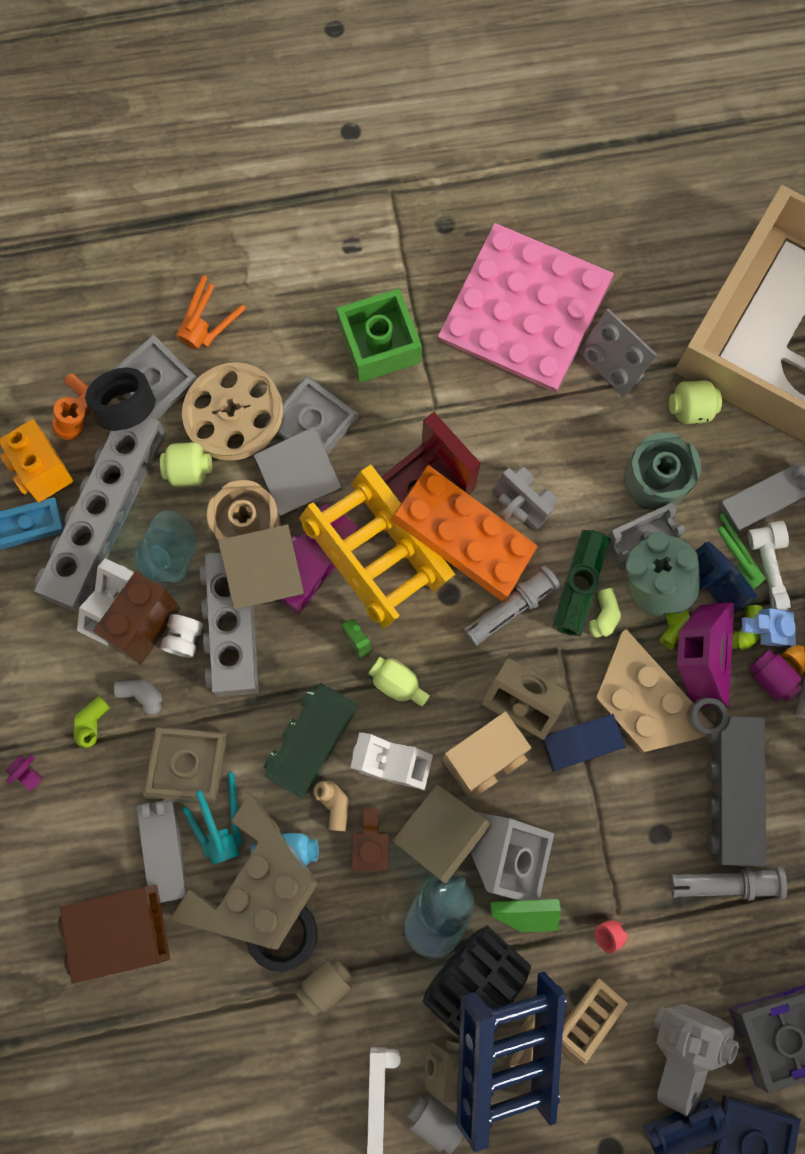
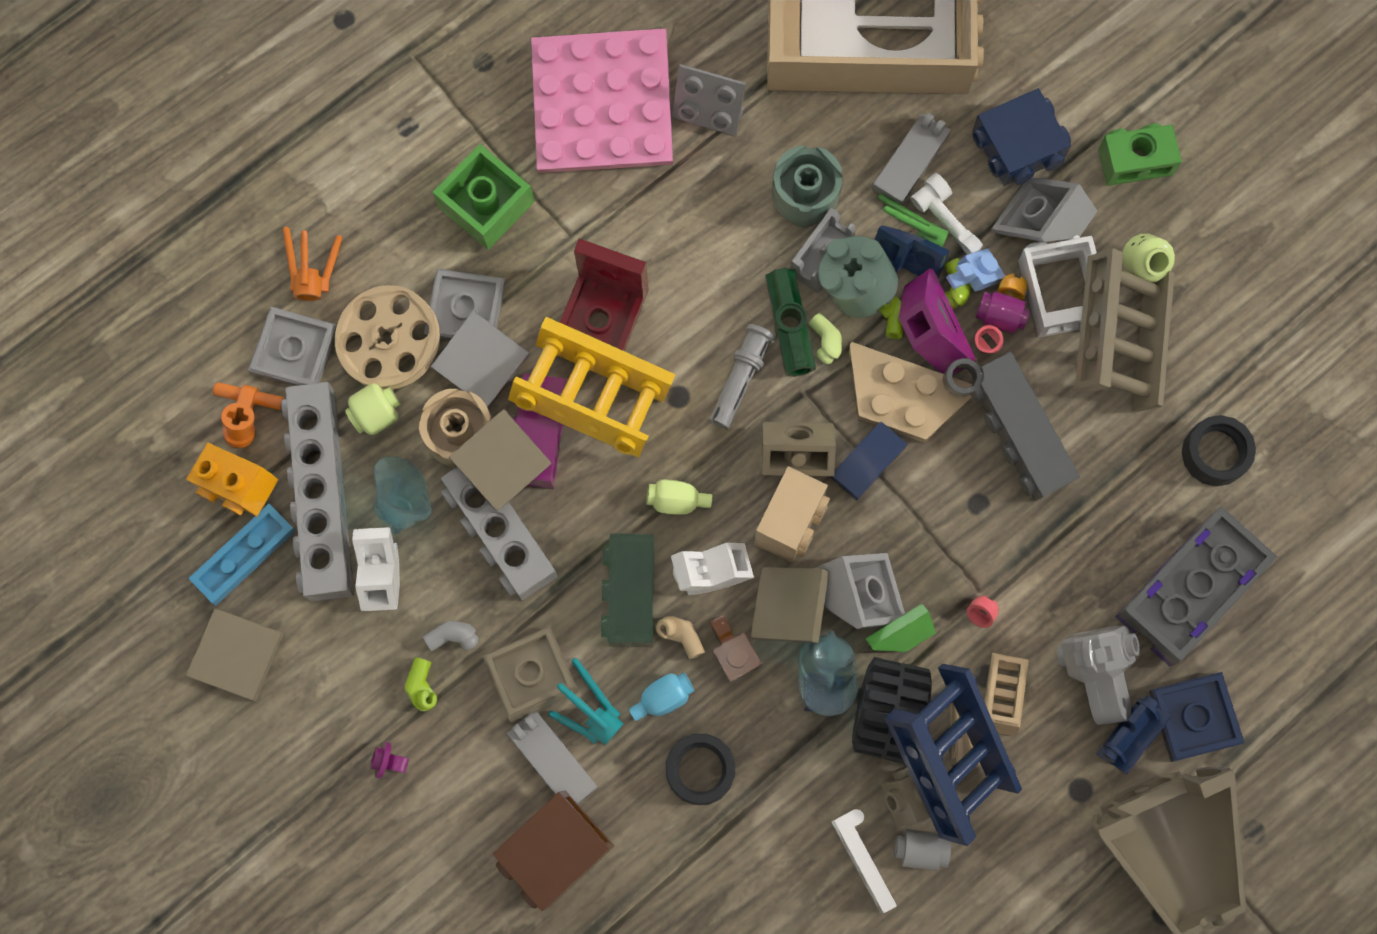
camera: 25 degrees left, 0 degrees up
(127, 413) = (266, 368): black tyre -> none
(137, 617) = (414, 566): reddish brown brick -> none
(181, 636) = (460, 563): white wheel -> none
(264, 894) = (667, 740): dark tan wing -> none
(325, 987) = (763, 791): dark tan brick -> none
(356, 638) = (619, 479): bright green tile -> none
(464, 533) = (663, 333): orange plate -> none
(522, 500) = (697, 277): light grey hips -> none
(695, 402) = (802, 107): yellowish green head -> none
(745, 883) = (1073, 503): light grey pin -> none
(758, 694) = (996, 336): none -> coral hinge

